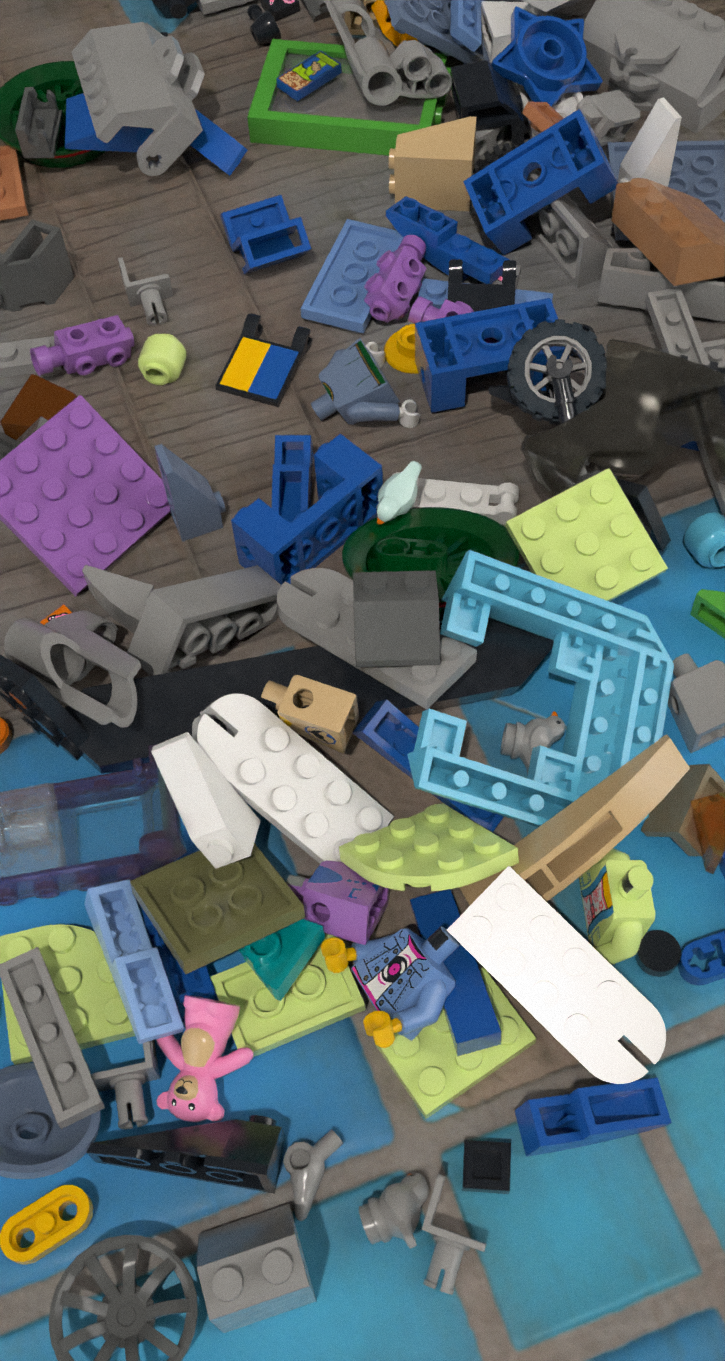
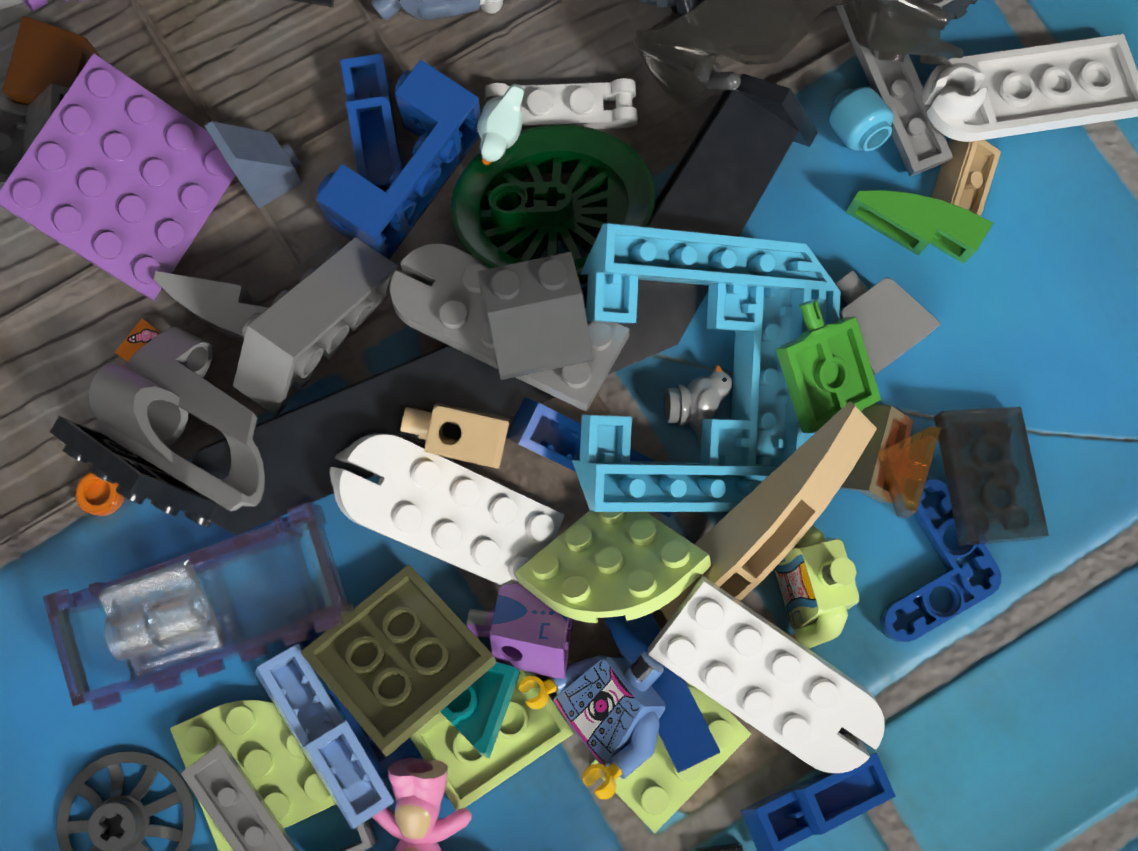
camera: 15 degrees left, 20 degrees up
(207, 803) = (367, 563): white slope -> none
(588, 540) = (730, 166): yellowish green plate -> none
(650, 712) = (826, 369): none -> bright green plate
(658, 953) = (864, 620): black tile -> none

